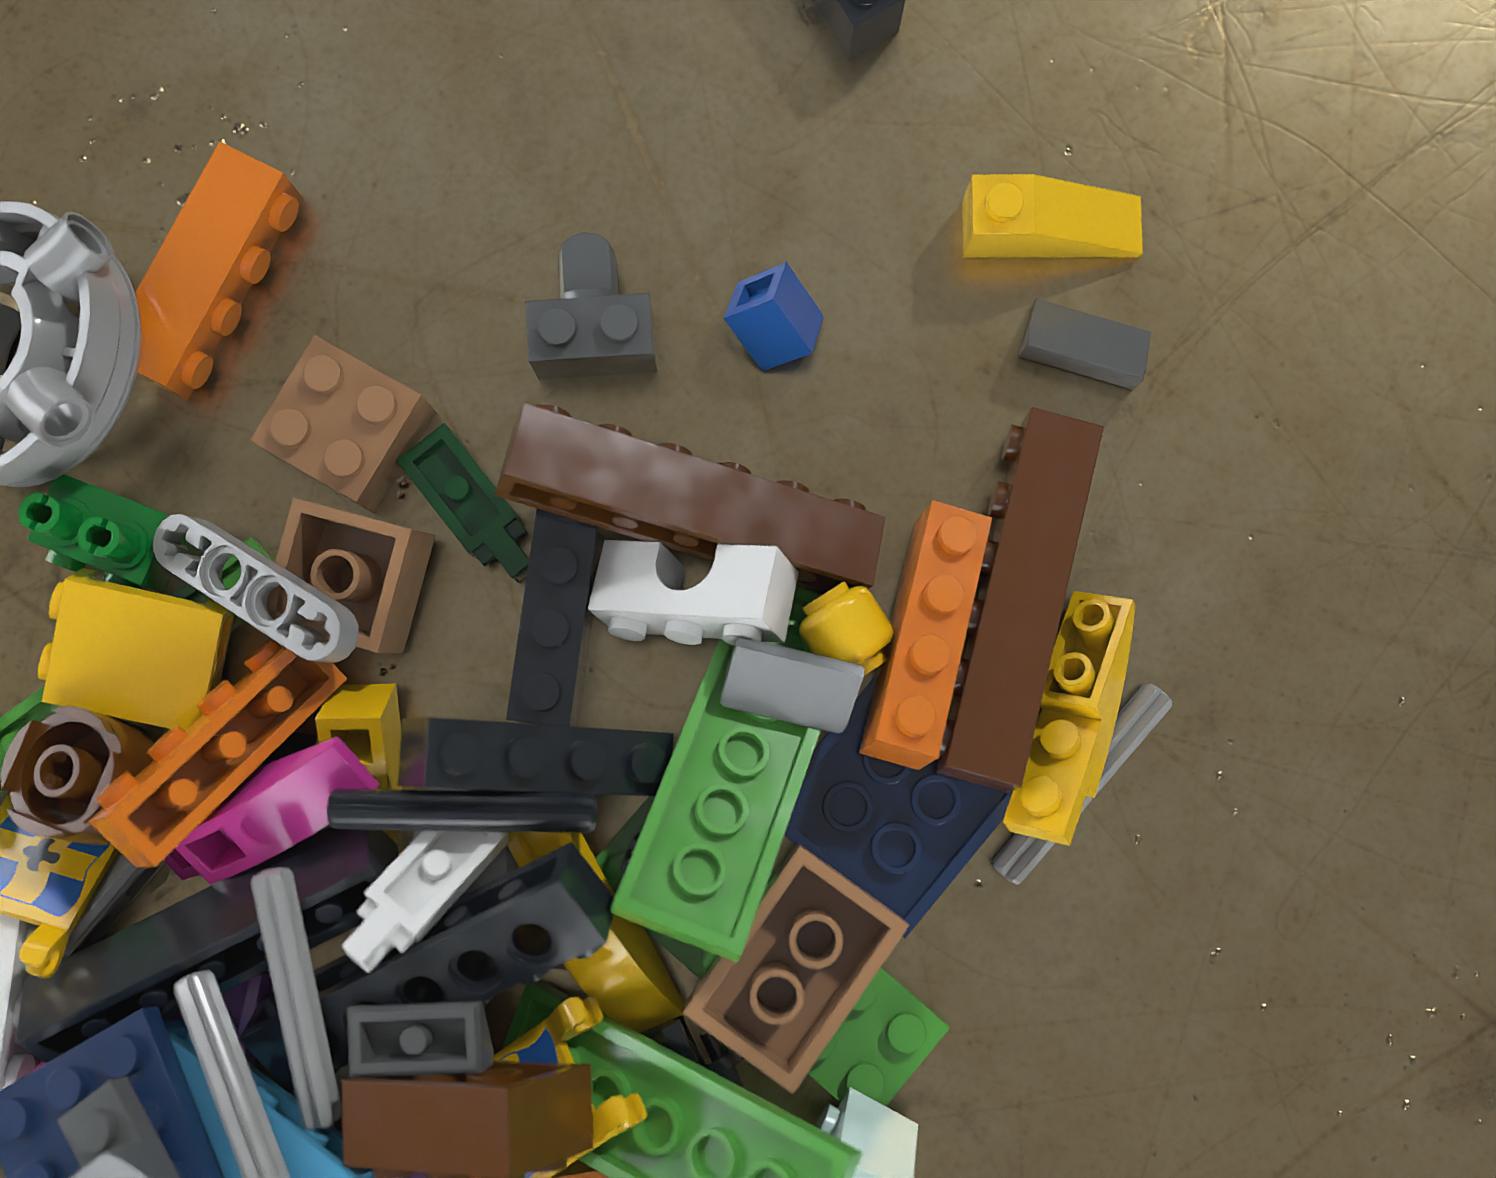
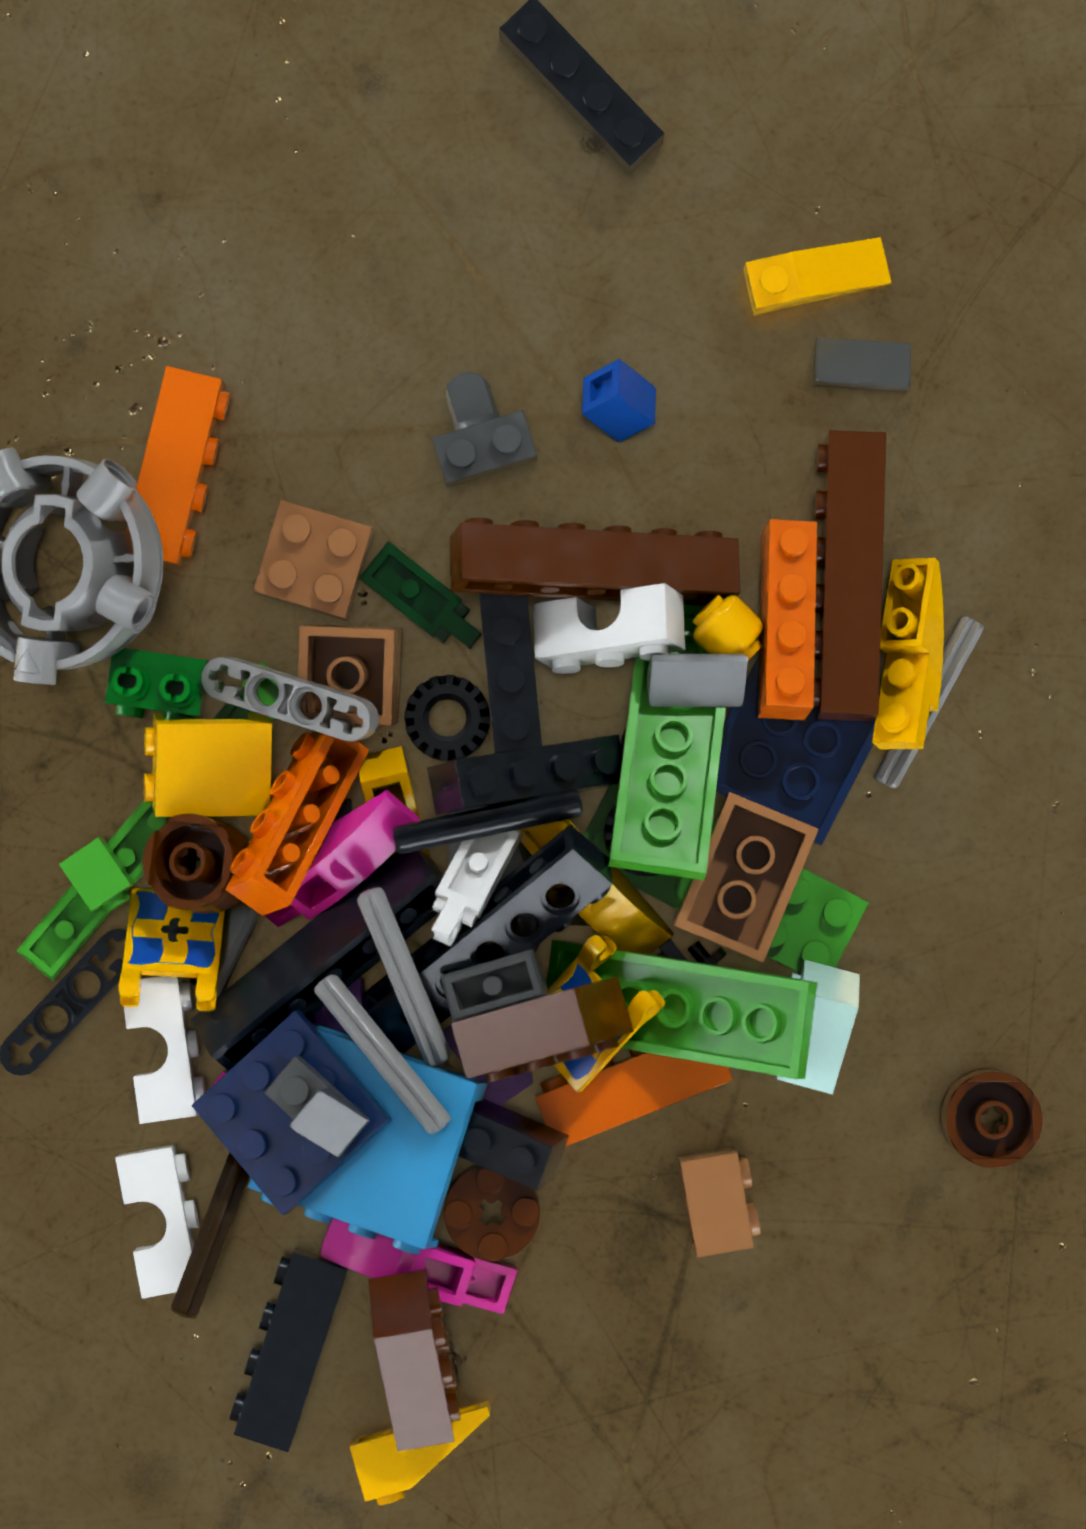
camera: 15 degrees left, 5 degrees up
(427, 654) = (439, 689): none -> black tyre

